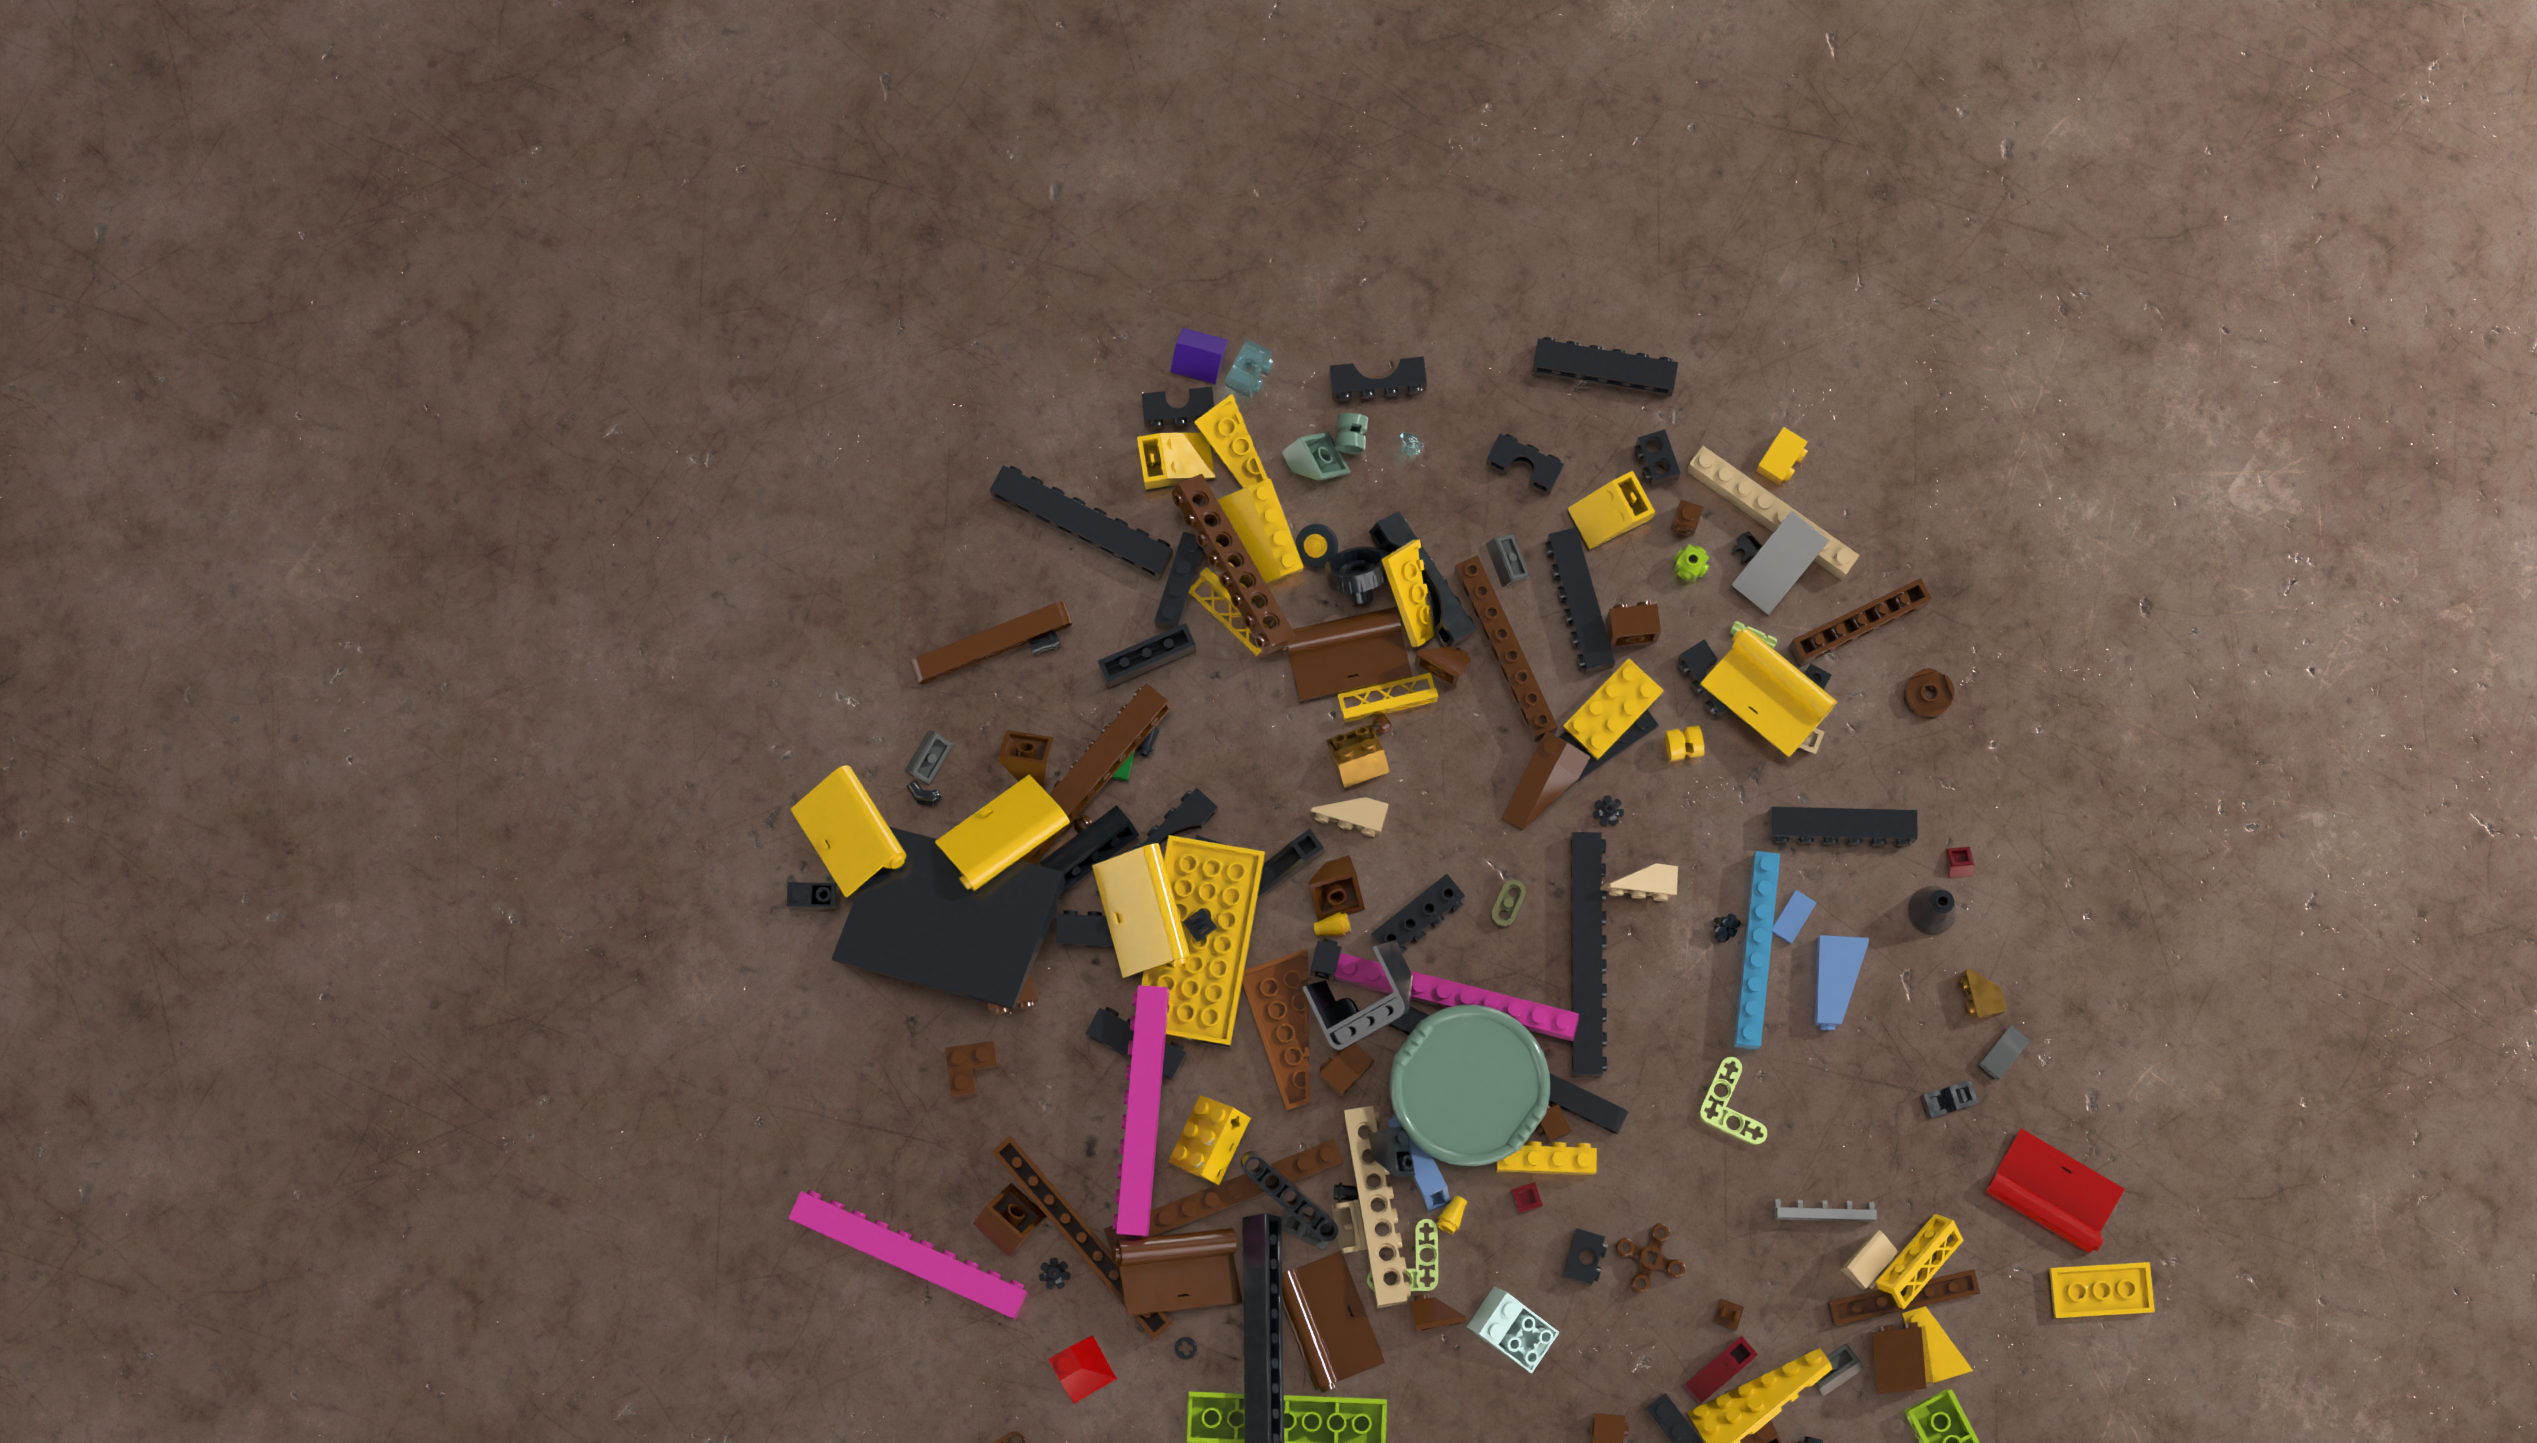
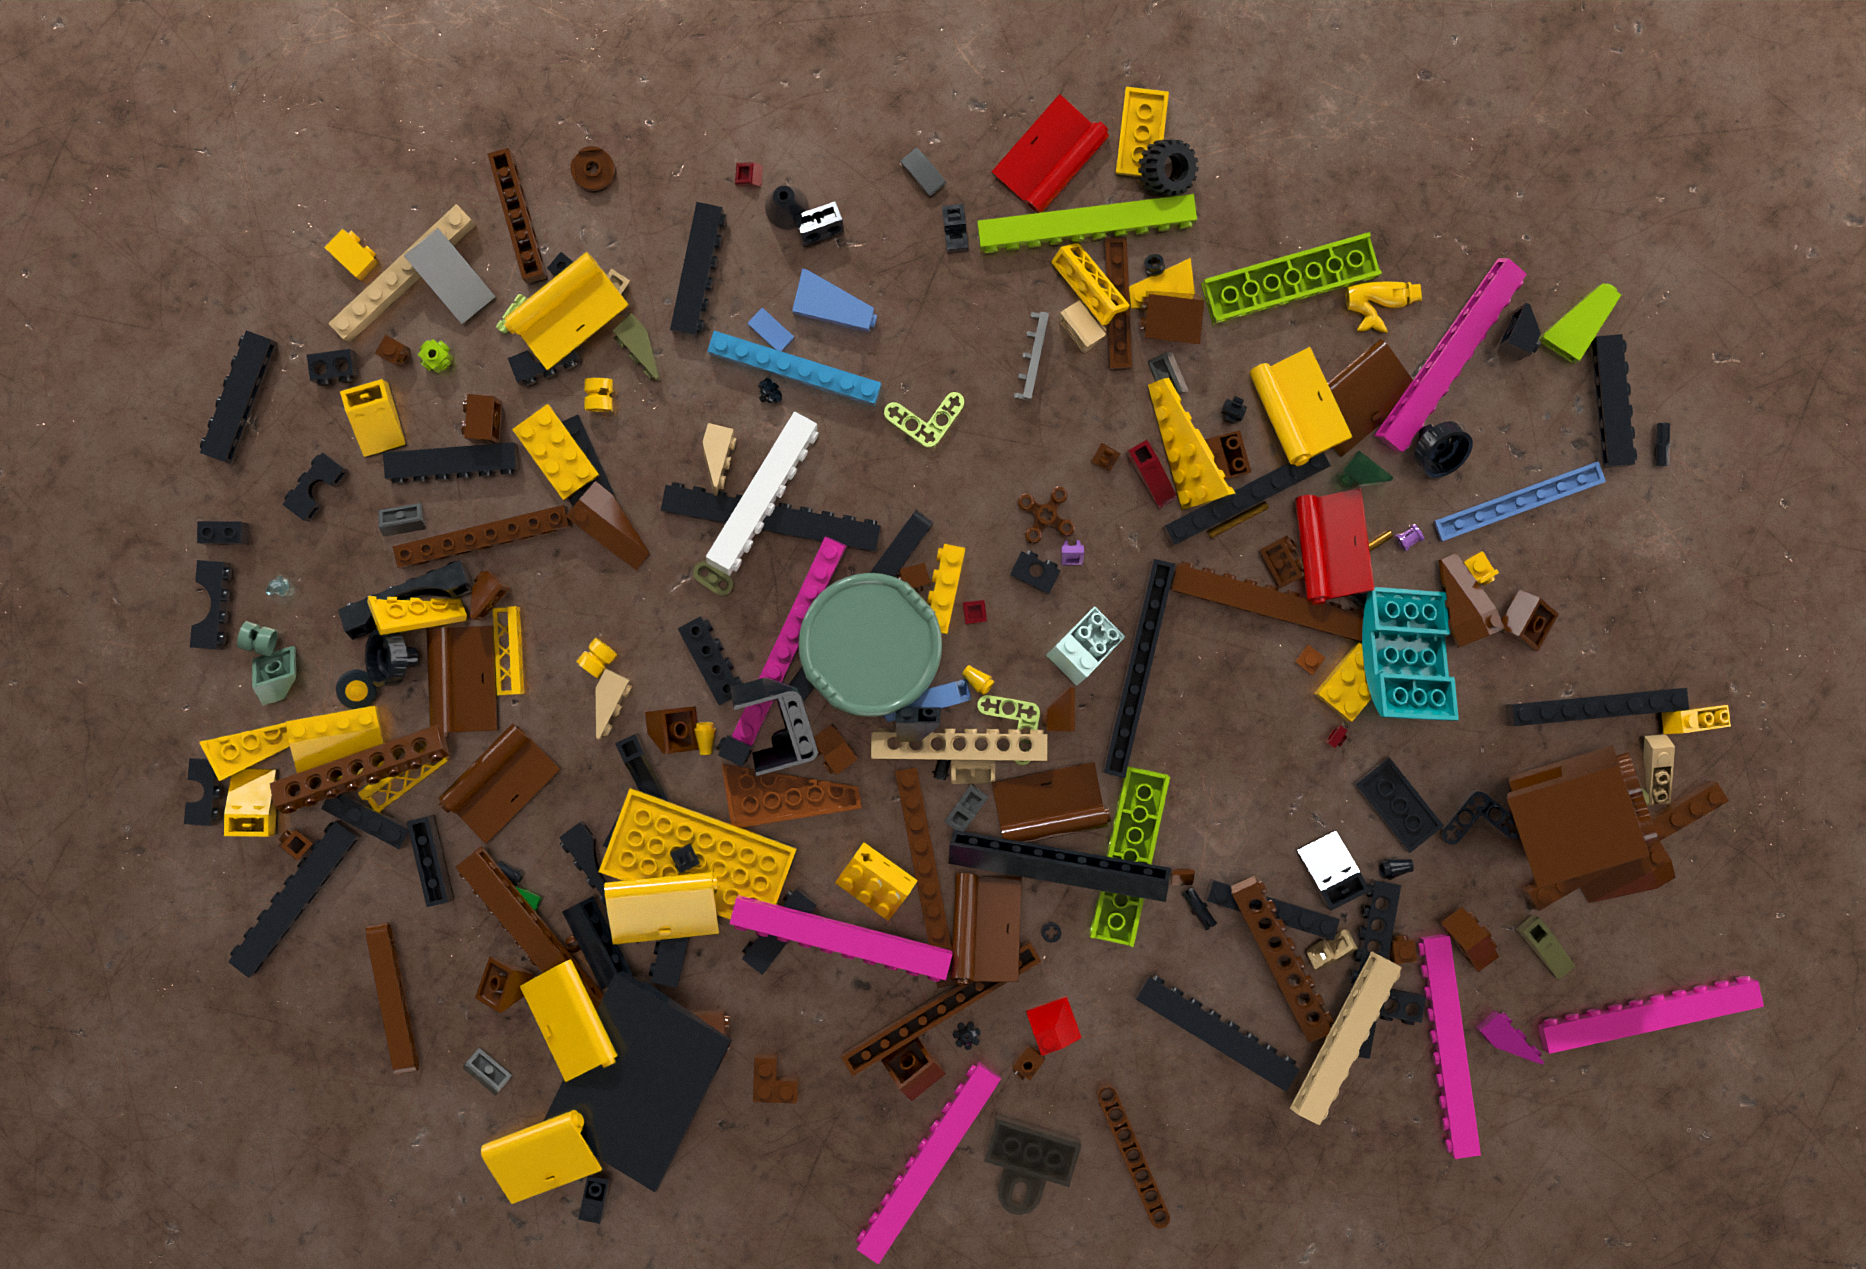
camera: 85 degrees left, 10 degrees up
(924, 797) = (522, 1083): black arm -> none
(931, 1368) = (1030, 1157): none -> clear smoke brick
(1036, 1346) = (1027, 1062): none -> reddish brown brick
(1045, 644) = (402, 950): black pin -> none
(1140, 510) = (294, 843): none -> reddish brown brick
(1198, 355) = (158, 764): dark purple slope -> none
(1249, 355) = (167, 719): clear light blue brick -> none
(1254, 714) = (486, 789): none -> reddish brown door
(1283, 1186) = (948, 817): black beam -> none
(1358, 755) = (556, 687): pearl gold slope -> none
(1383, 722) = (530, 659): reddish brown hinge -> none
(1400, 794) = (596, 658): none -> yellow wheel
(1457, 377) = (222, 533): none -> black brick
(1499, 1392) = (1138, 668): none -> black brick
(1605, 814) = (651, 474): black plant -> none
(1612, 1295) = (1072, 554): none -> medium lavender tile
(1613, 938) = (762, 493): none -> white brick
(1749, 544) = (428, 300): black tile -> none
(1753, 774) = (638, 341): none -> olive slope
(1921, 947) = (819, 223): none -> black brick
(1961, 1327) = (1154, 259): none -> black bush
(1983, 995) = (870, 179): pearl gold slope -> none
(1987, 1246) = (1087, 222): none -> lime brick
(2071, 1343) = (1182, 167): none -> black tyre

